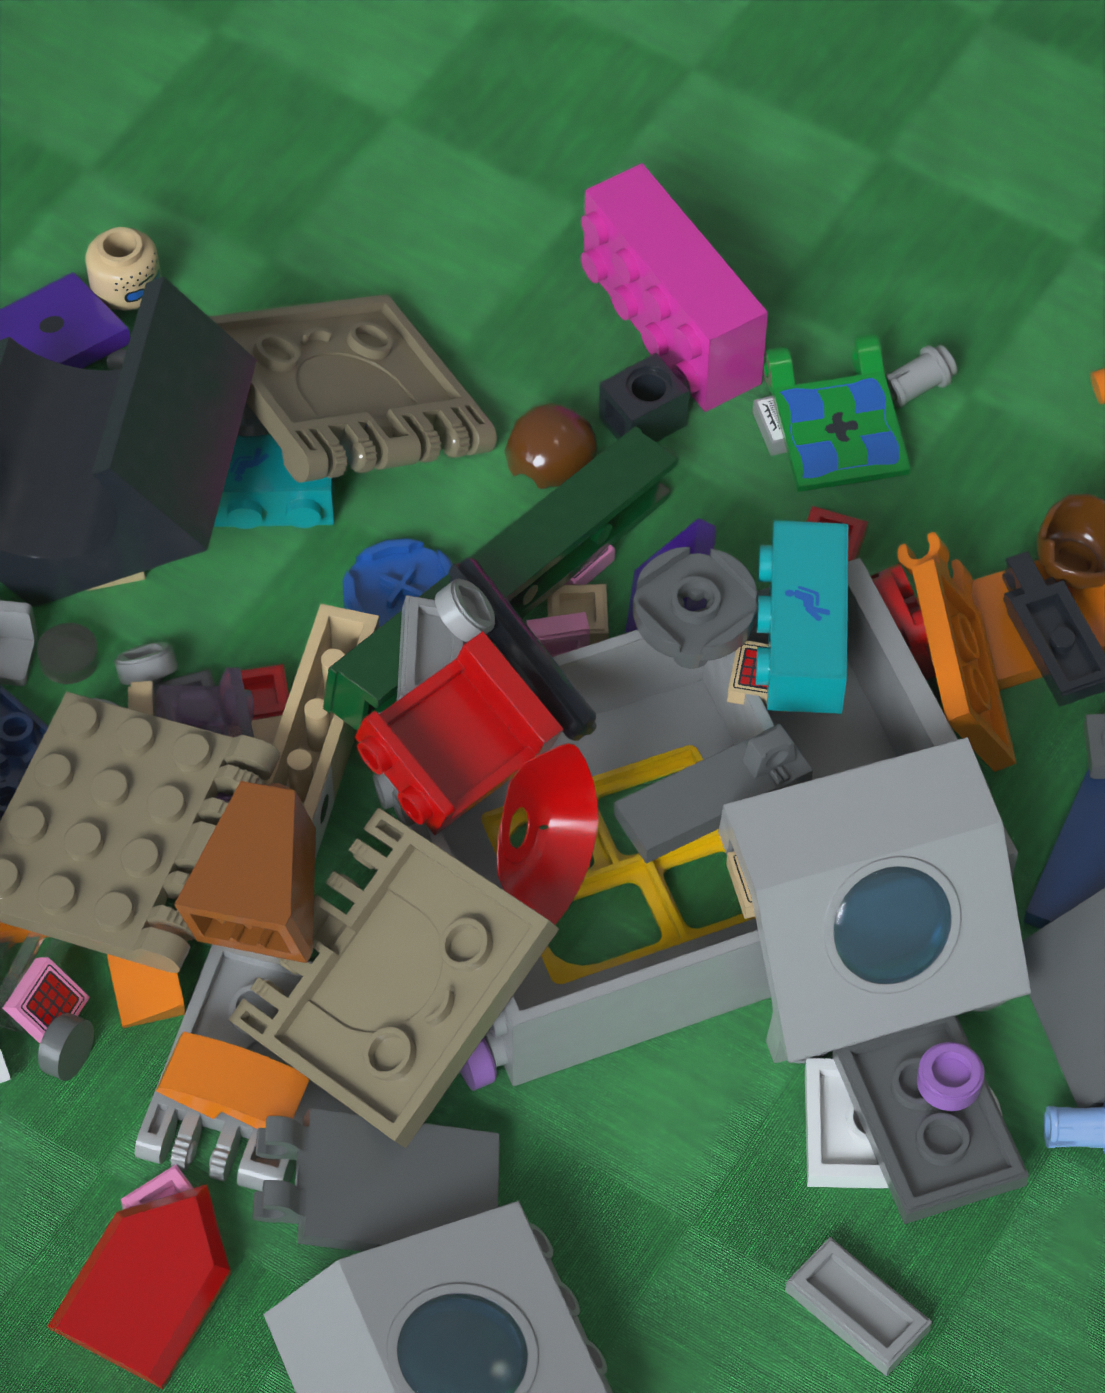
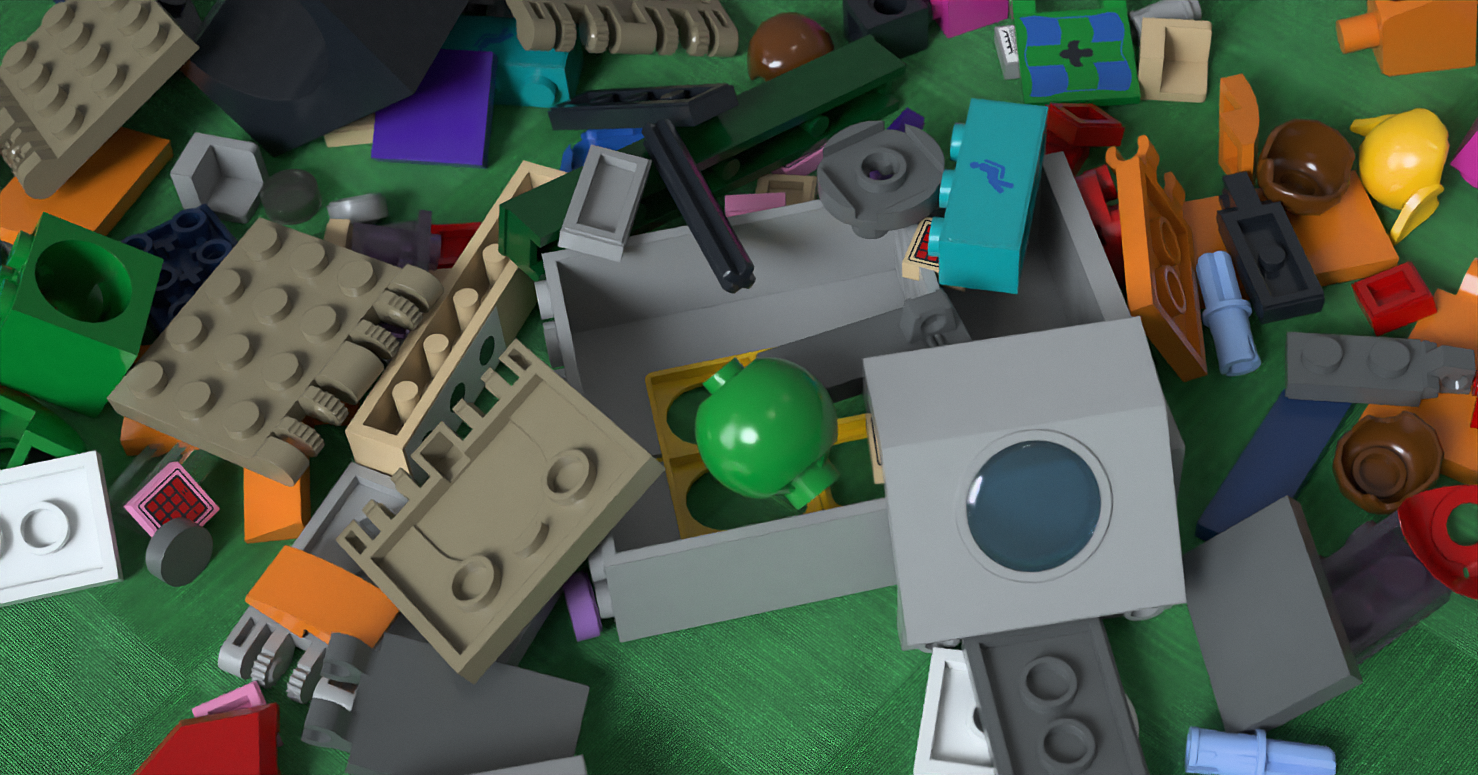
camera: 15 degrees right, 5 degrees down
(230, 565) = (446, 116): none -> dark purple tile
(256, 876) = (382, 394): dark orange slope -> none
(426, 533) = (636, 106): none -> black tile
(457, 735) = (607, 275): red panel -> none
(464, 609) = (642, 159): light grey tile -> none
(551, 861) = (693, 336): red piece -> none
(648, 883) = (768, 430): none -> green brick
(859, 506) = (1084, 125): none -> red tile
(937, 425) = (1174, 59): none -> tan panel
(950, 1076) = (1082, 679): medium lavender tile -> none
(1013, 499) = (1238, 127): none -> orange slope
(1025, 698) = (1227, 314): none -> light blue axle

